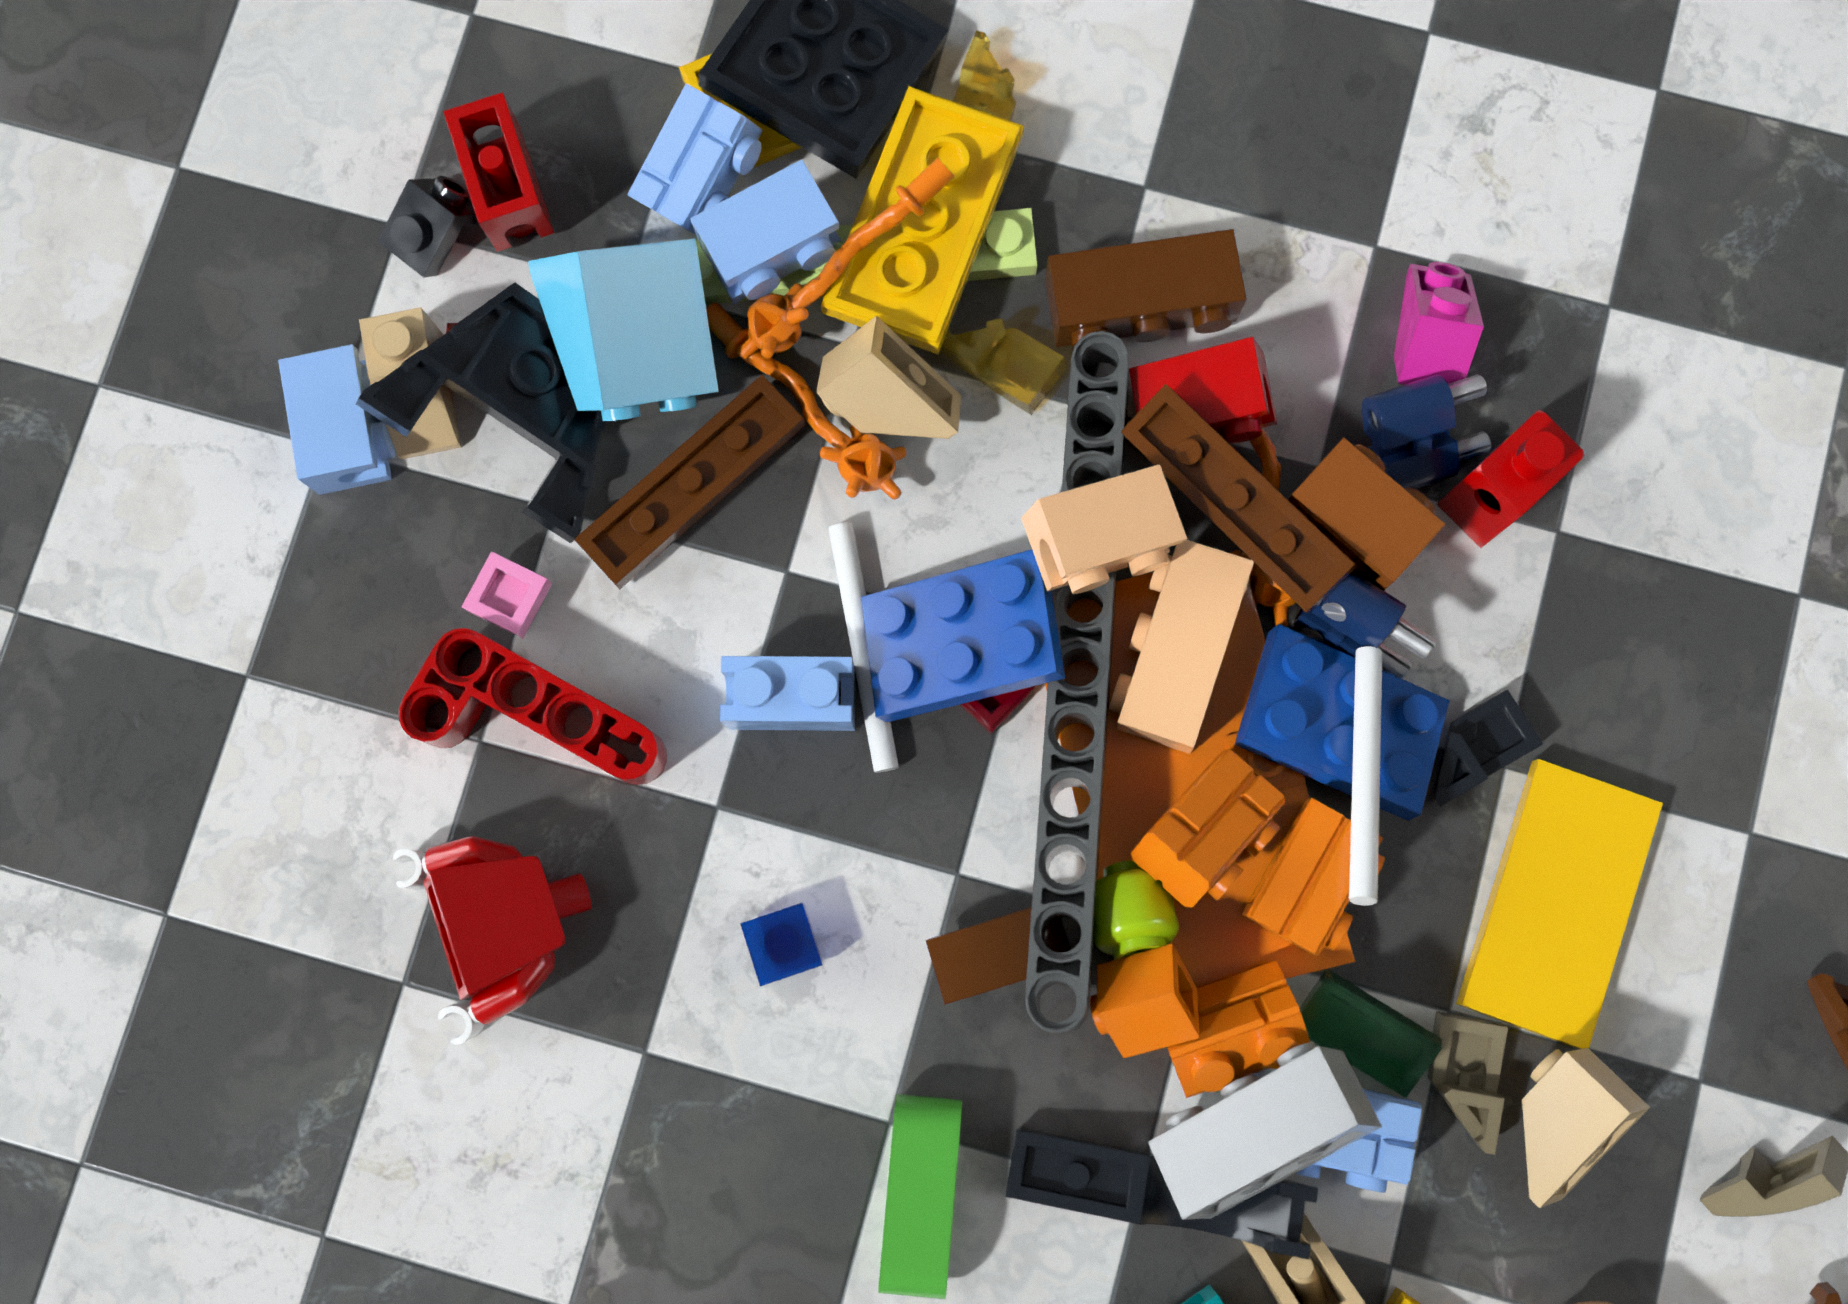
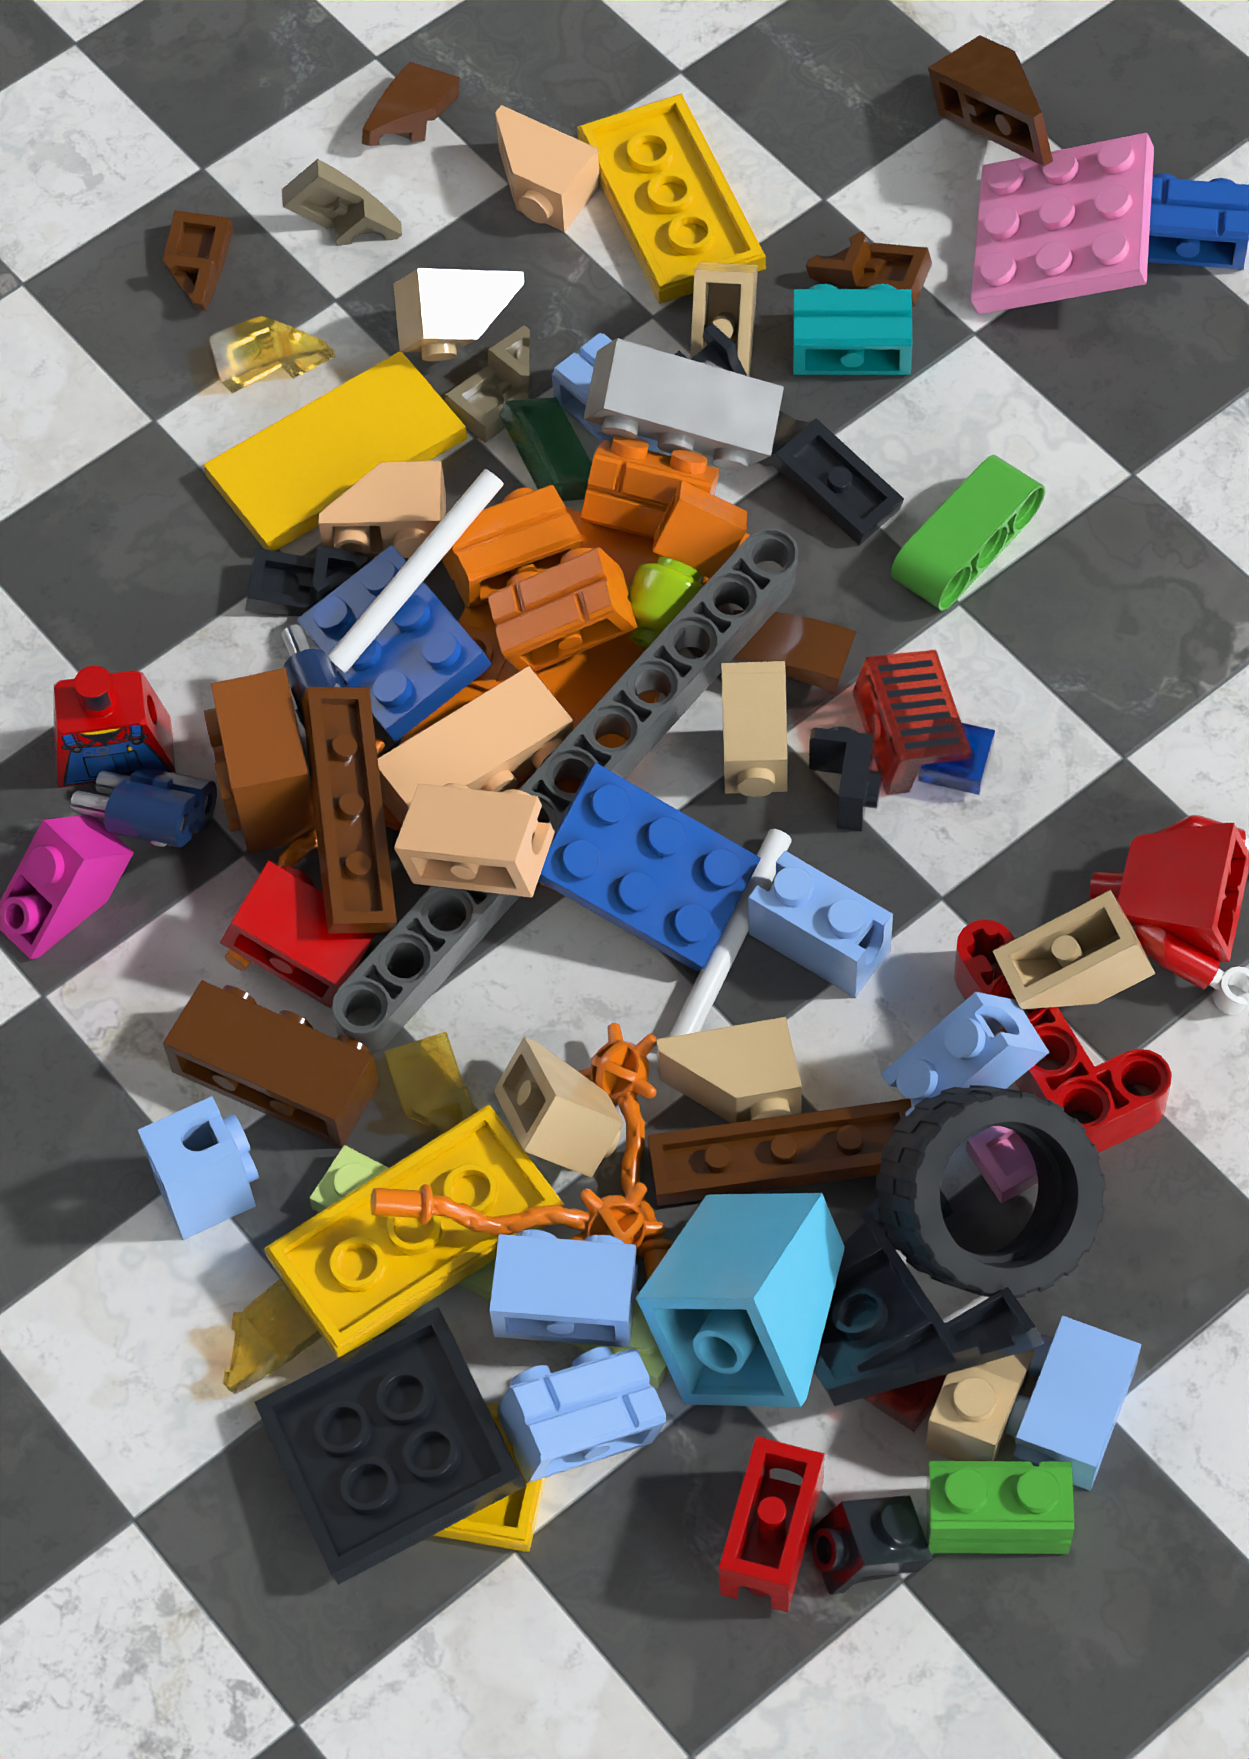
camera: 145 degrees left, 20 degrees down
(329, 299) = (1000, 1507): none -> bright green brick
(478, 511) = (1065, 1207): none -> black tyre
(535, 774) = (1075, 957): none -> tan slope
(587, 613) = (966, 1052): none -> light blue brick
(769, 520) = (735, 1069): none -> tan slope
(841, 951) = (910, 714): none -> clear red panel
(846, 856) = (850, 754): none -> black bracket
(961, 831) = (754, 727): none -> tan slope
(1120, 161) = (200, 1166): none -> light blue brick
(1455, 863) = (386, 508): none -> light nougat slope
(1716, 965) = (262, 347): none -> clear yellow slope

